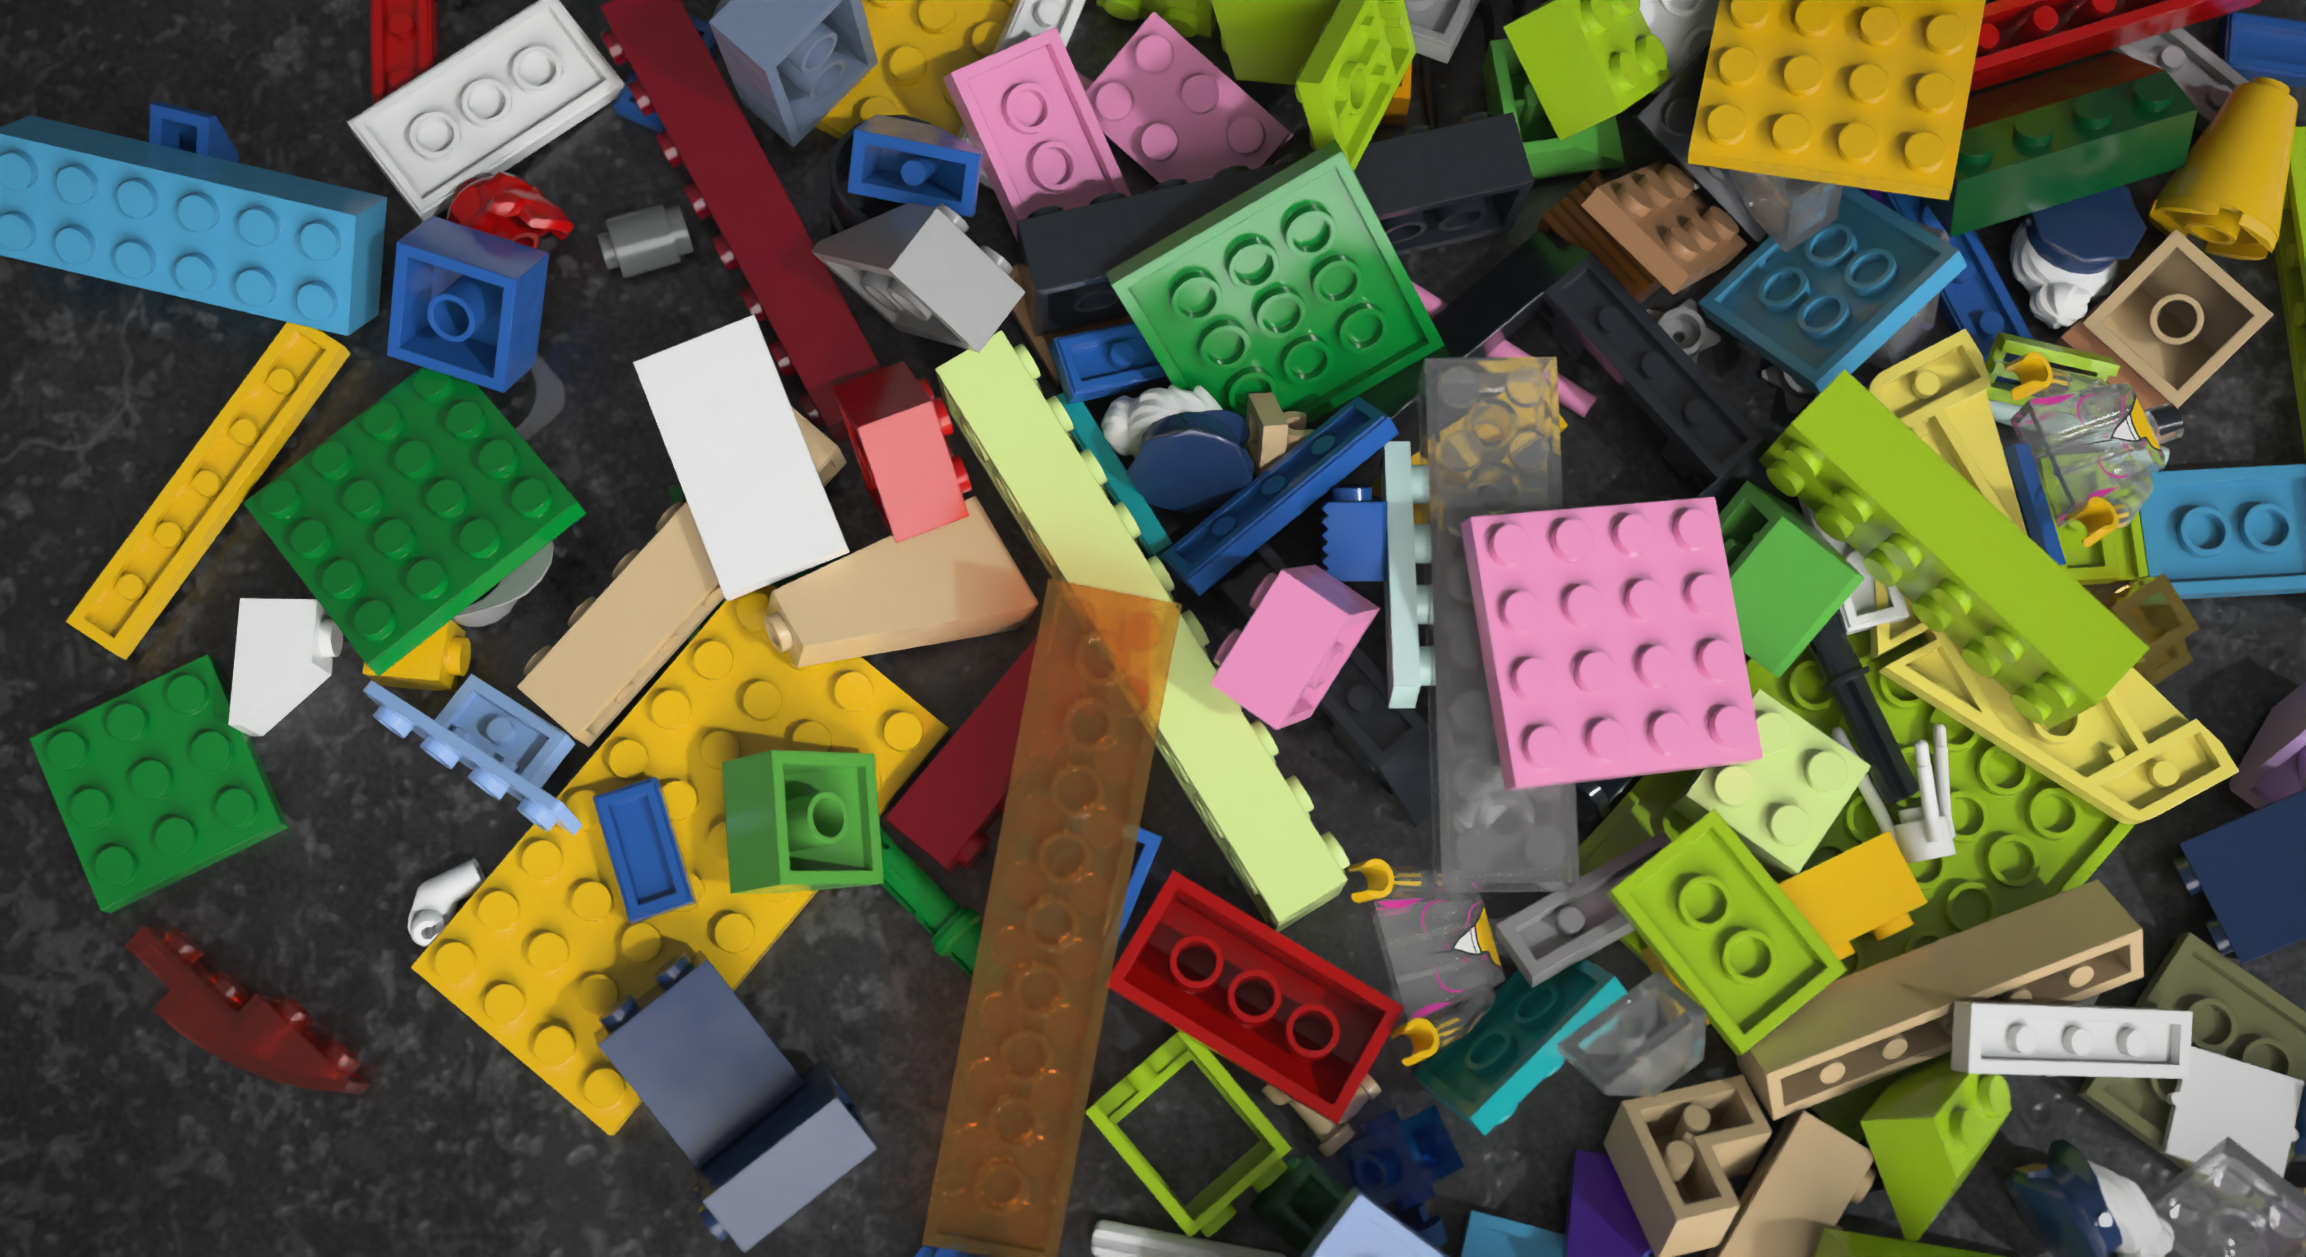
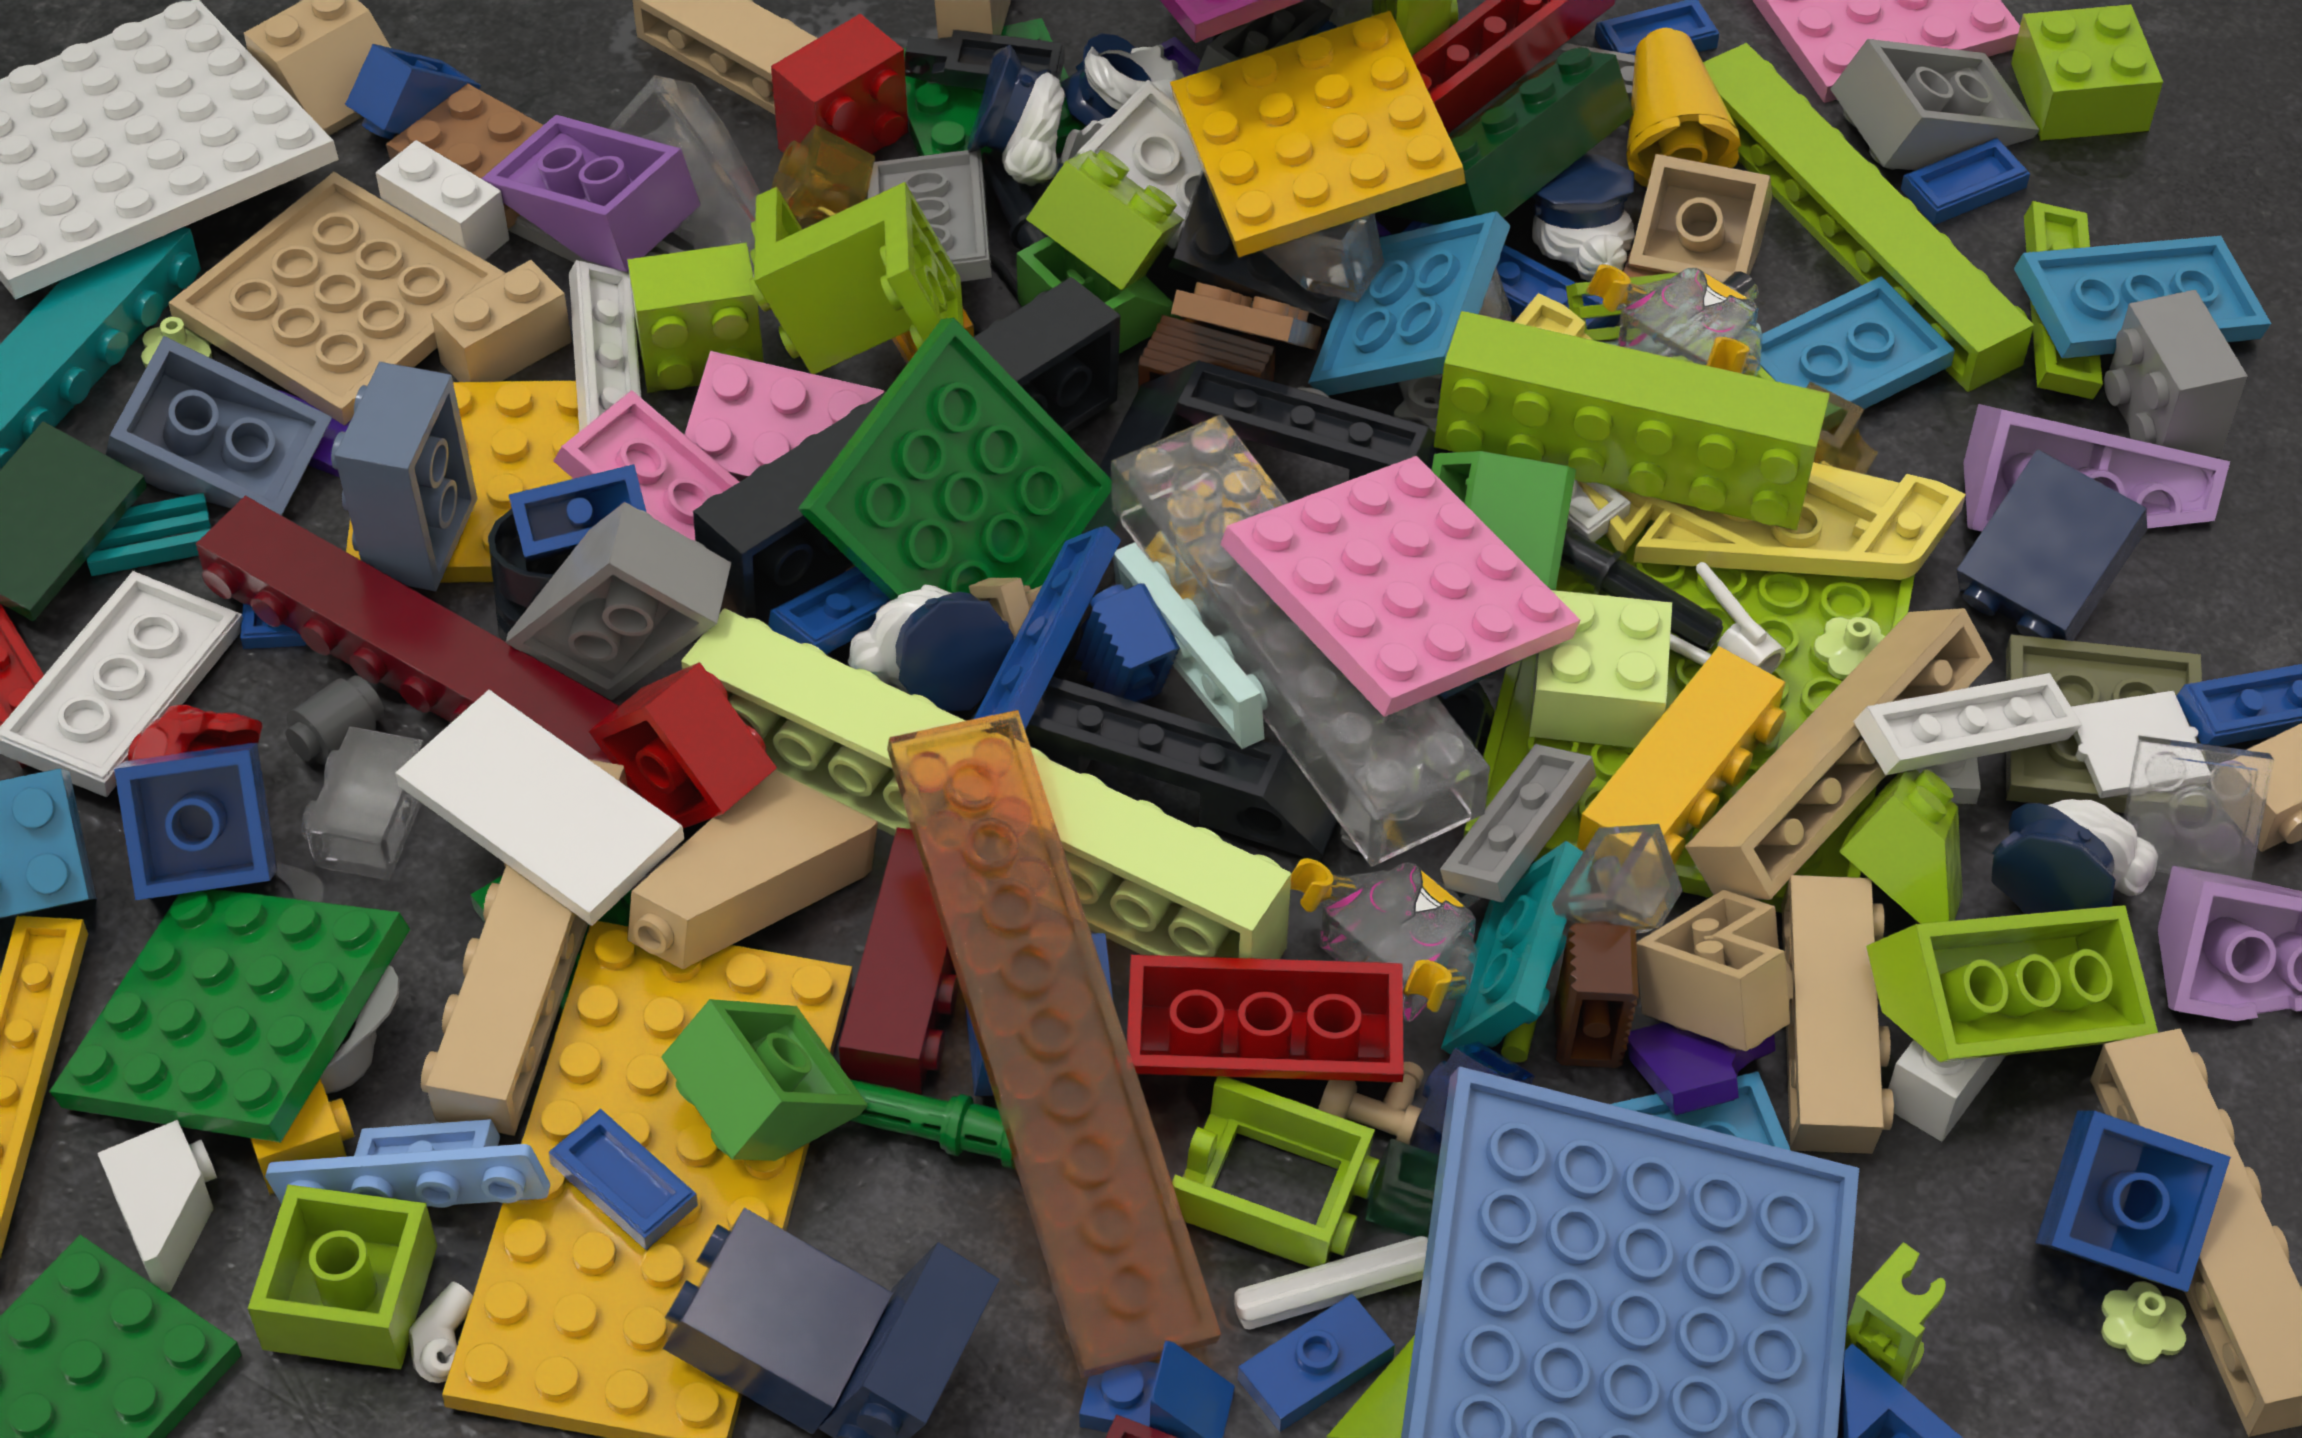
camera: 30 degrees left, 25 degrees down
(380, 819) = (343, 1276): none -> lime brick
(633, 324) = (361, 810): none -> clear brick
(1292, 644) = (1132, 705): bright pink brick -> none
(1565, 1121) = (1596, 994): none -> reddish brown brick
(1726, 932) = (1635, 764): lime plate -> none
(2016, 870) = (1847, 643): none -> yellowish green plant

